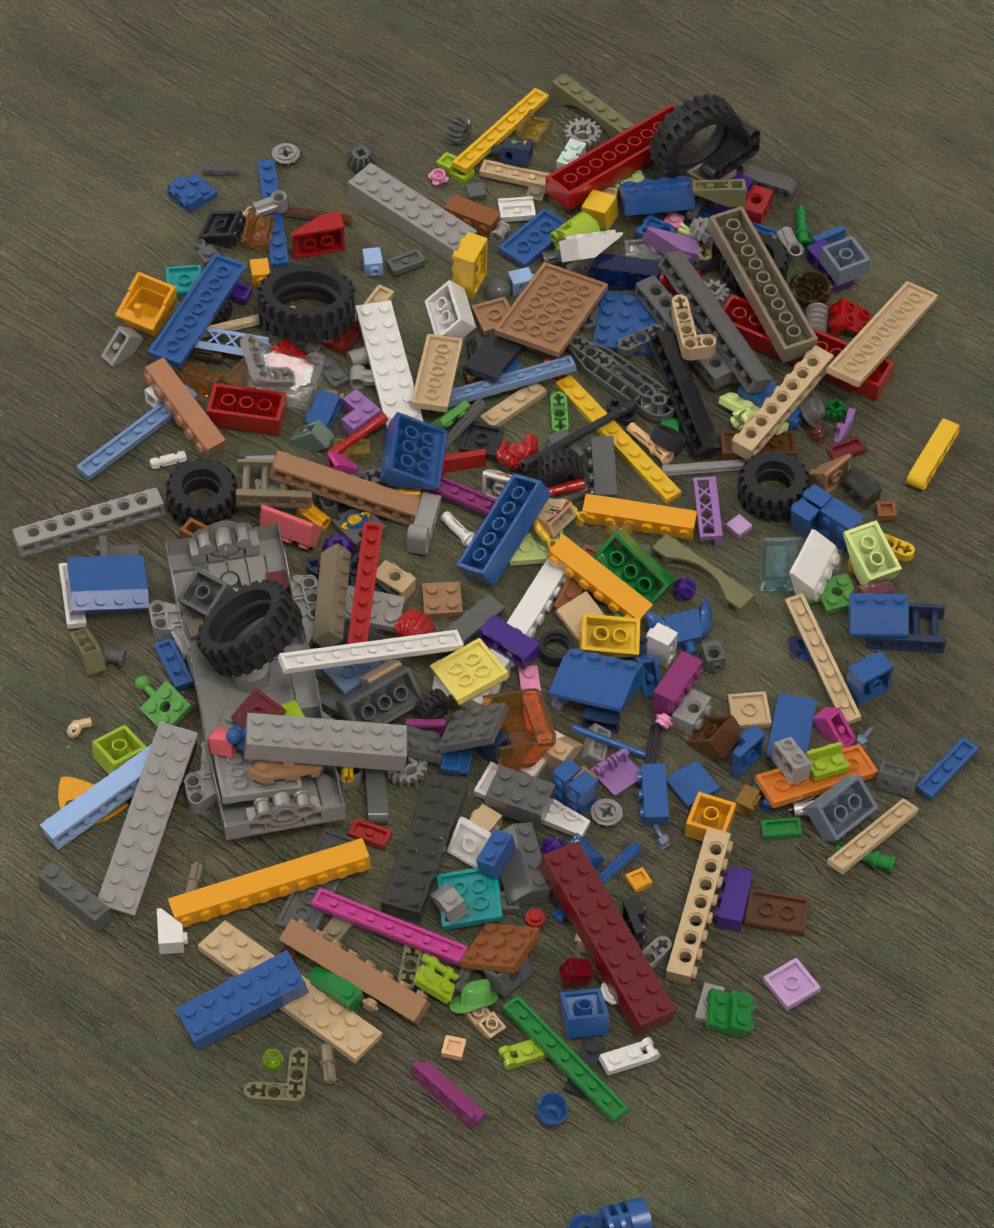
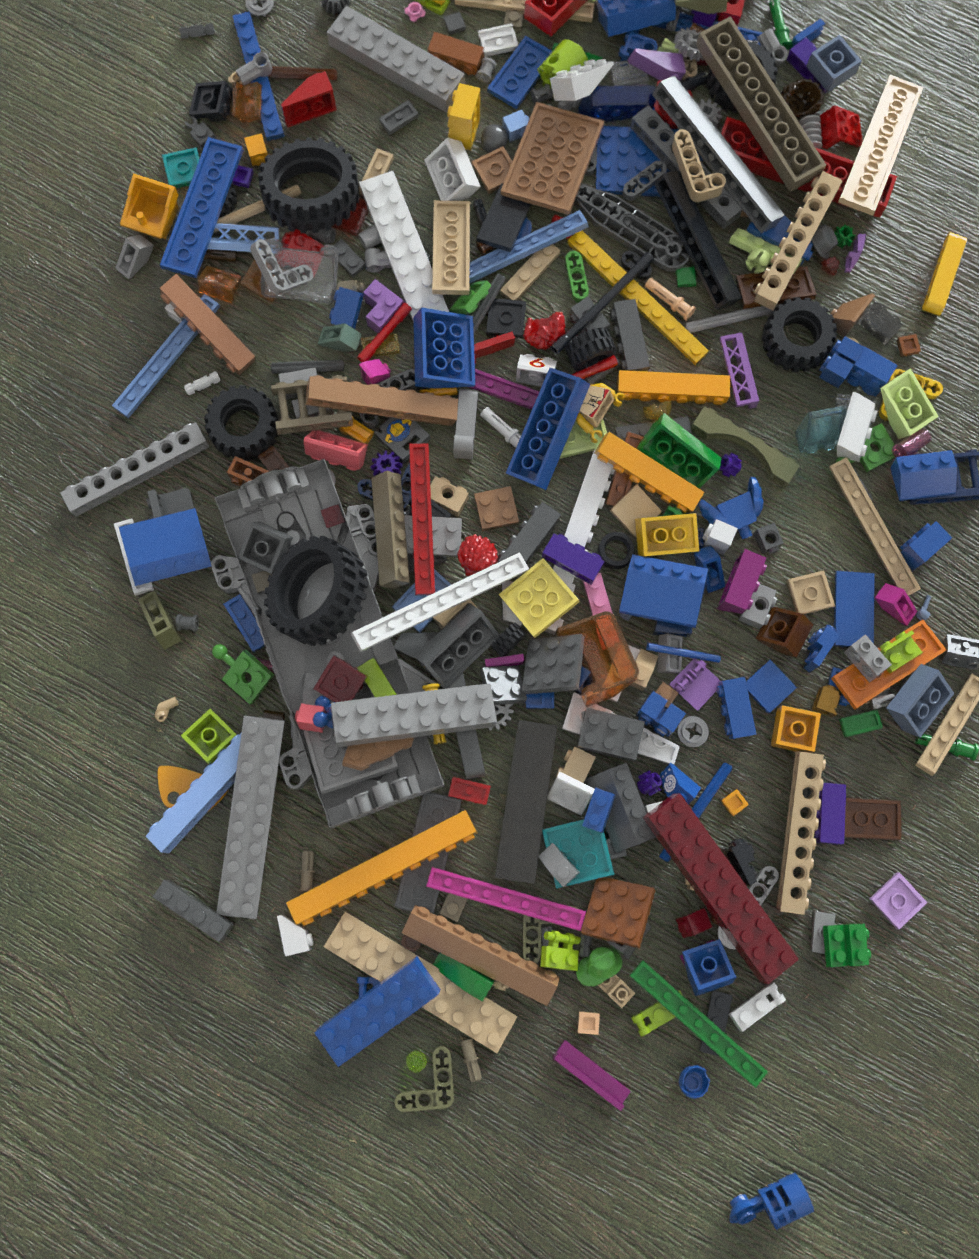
camera: 10 degrees left, 25 degrees up
(191, 192) = (173, 61): blue plate -> none
(247, 408) = (269, 315): red brick -> none
(372, 261) = (366, 122): light blue brick -> none
(535, 917) = (643, 862): red plate -> none
(602, 208) = (582, 29): yellow head -> none
(653, 744) = (726, 651): black axle -> none
(662, 841) = (752, 755): sand blue hand -> none
(664, 721) = (732, 620): bright pink plate -> none
(668, 438) = (689, 293): black tyre -> none
(675, 220) = (654, 32): bright pink plate -> none
(738, 526) = (769, 382): lavender tile -> none
(798, 647) = (848, 516): clear blue plate -> none
(852, 446) = (859, 279): dark red tile -> none

